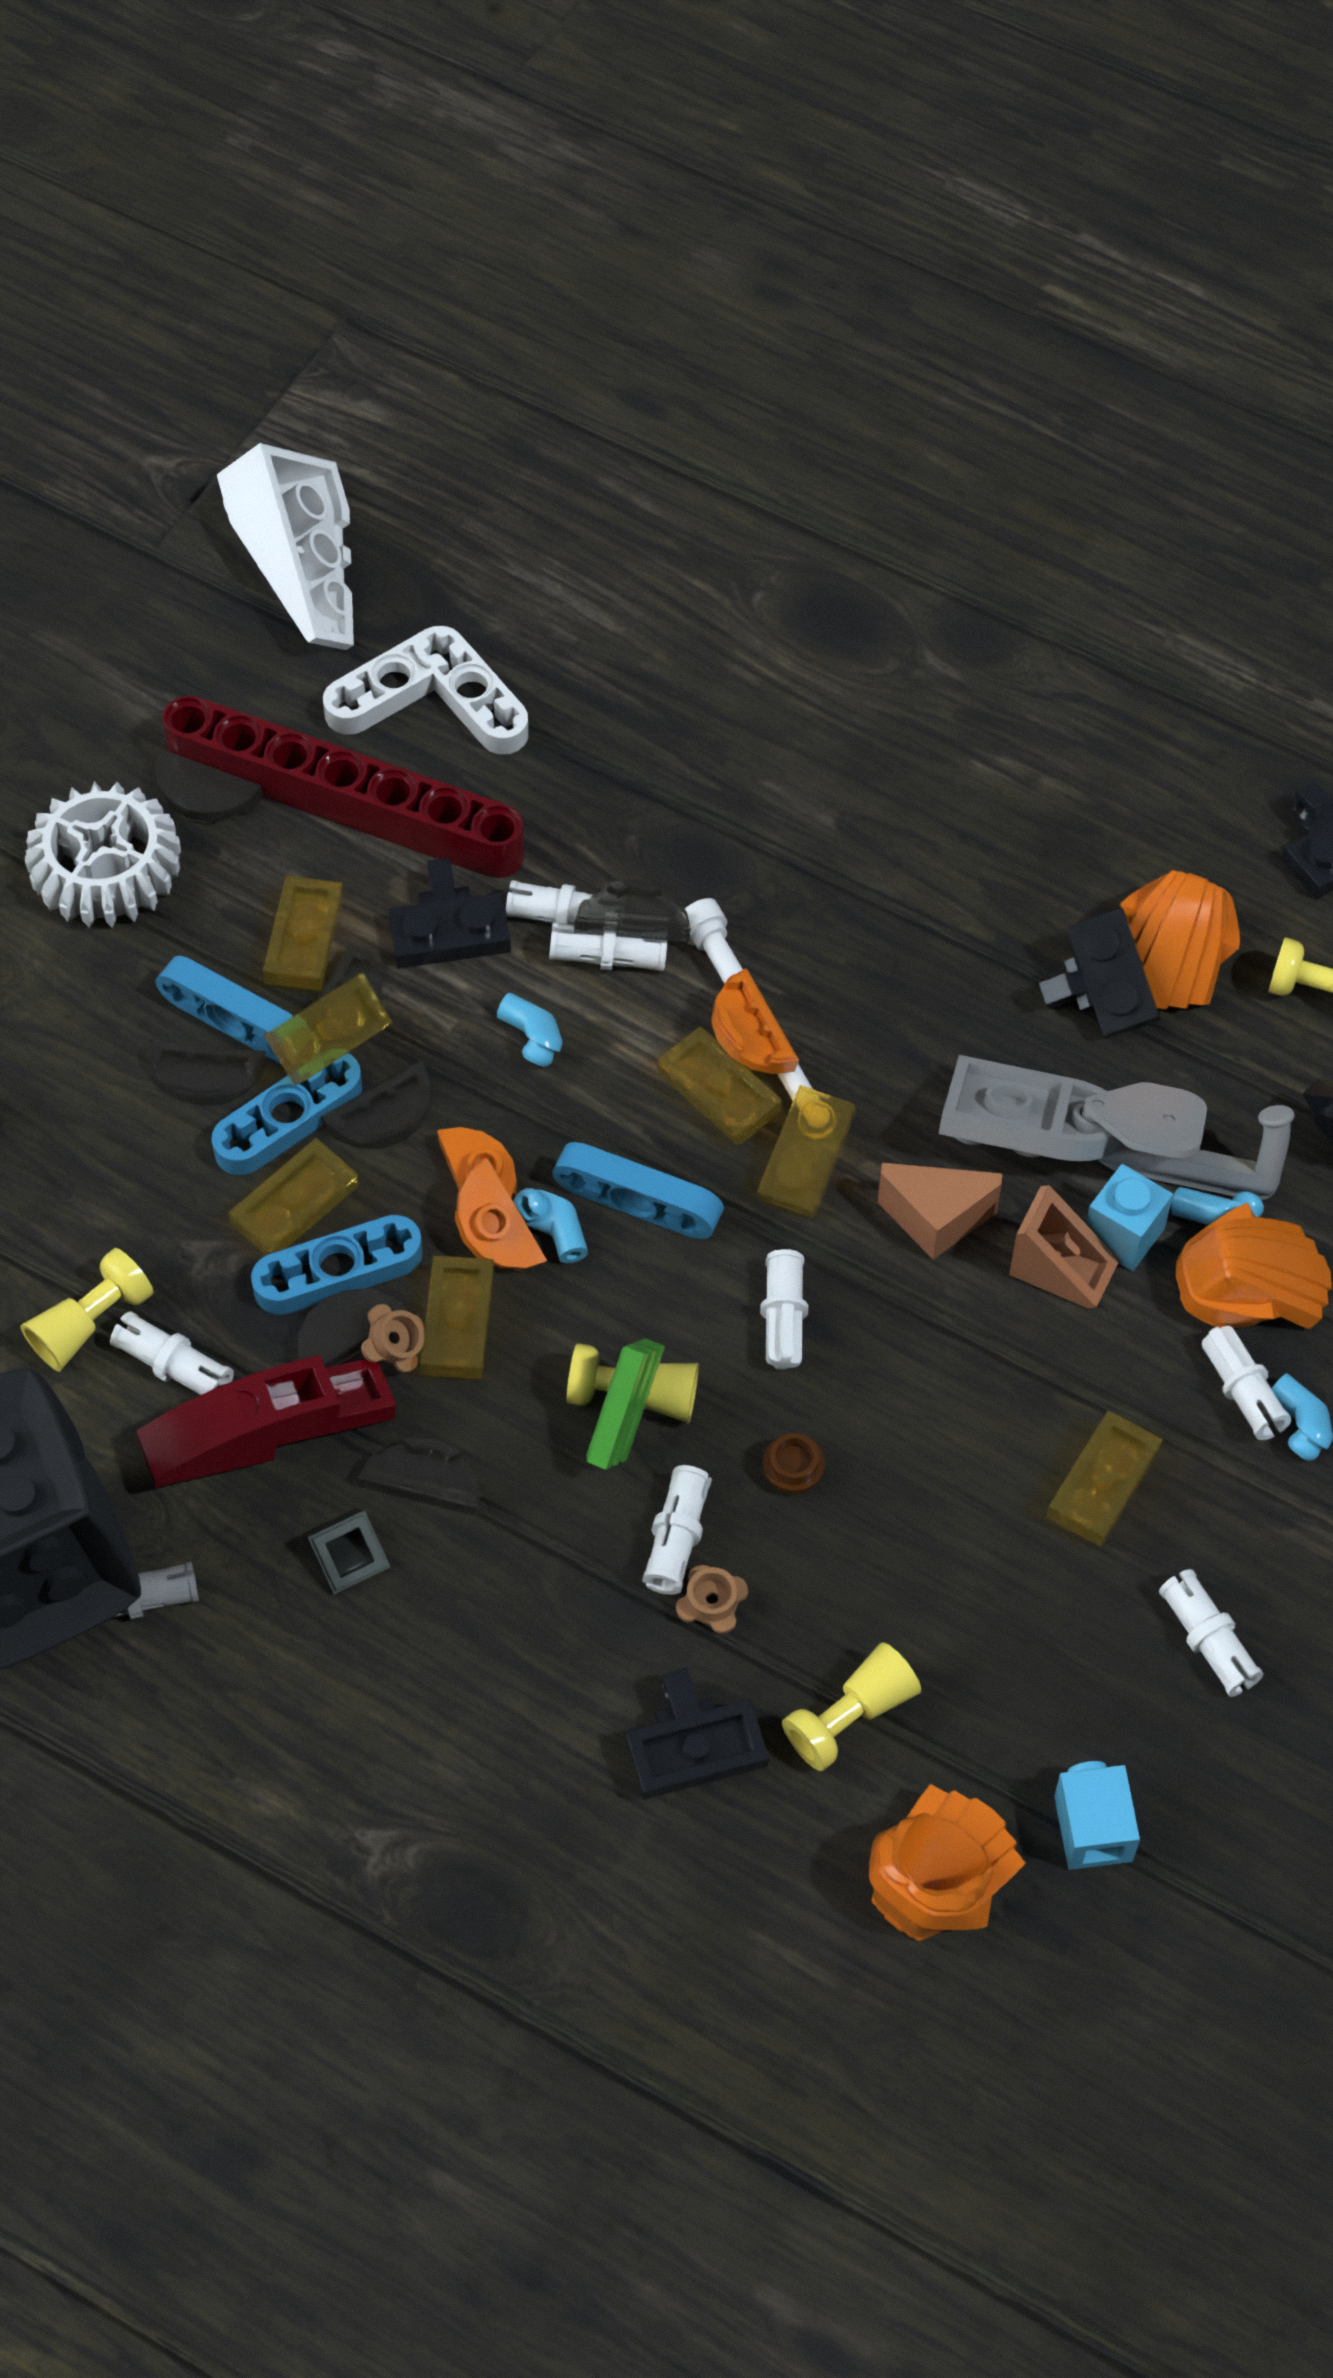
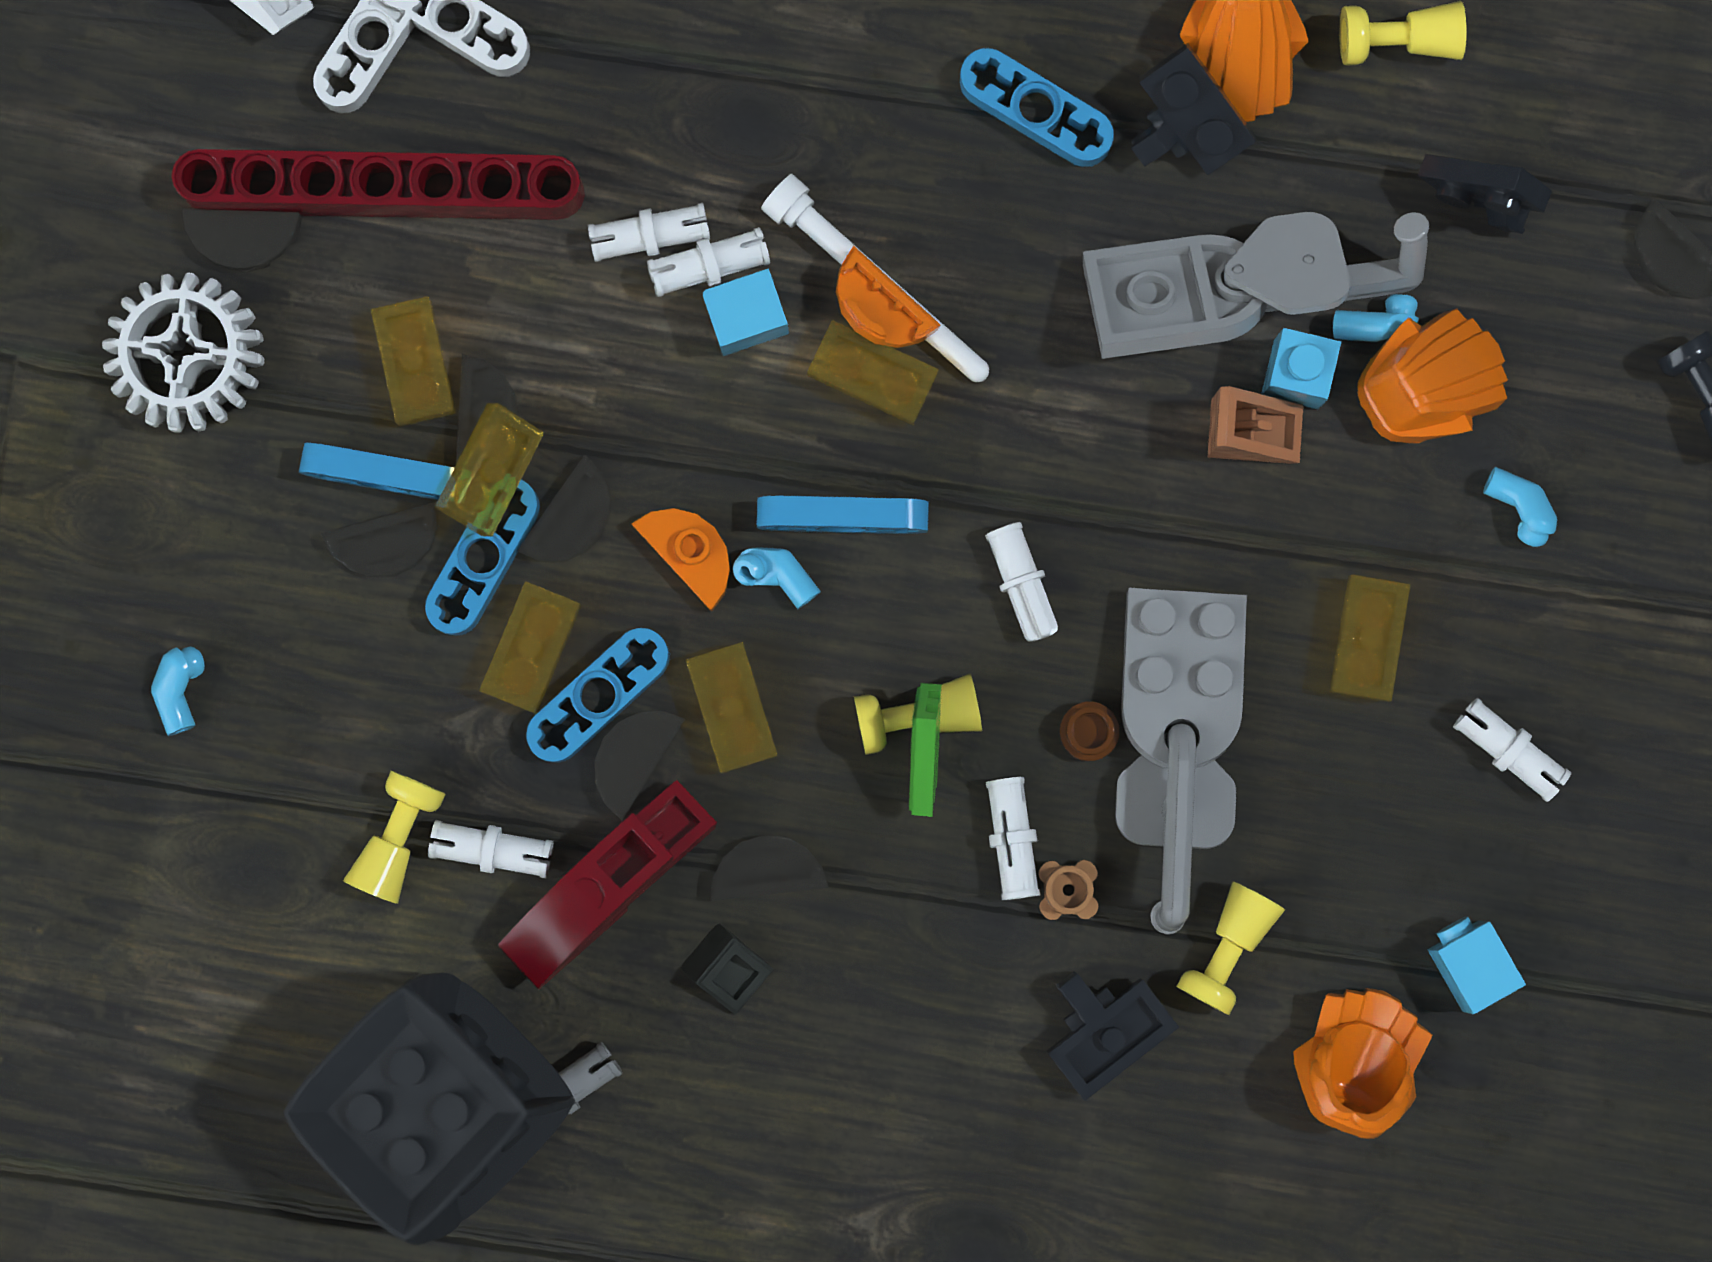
camera: 20 degrees left, 25 degrees up
(408, 1332) = (699, 751): medium nougat plate -> none
(448, 923) = (544, 291): black hinge -> none
(492, 1222) = (725, 604): orange plate -> none
(538, 1027) = (678, 373): medium azure arm -> none
(623, 995) = (745, 312): none -> medium azure panel
(633, 911) = (720, 223): clear smoke tile -> none
(806, 1151) = (980, 411): clear yellow plate -> none
(901, 1441) = (1185, 671): none -> light grey plate
(938, 1203) = (1121, 422): nougat slope -> none
(970, 954) = (992, 96): none -> dark azure beam
(1245, 1381) = (1459, 490): white axle -> none

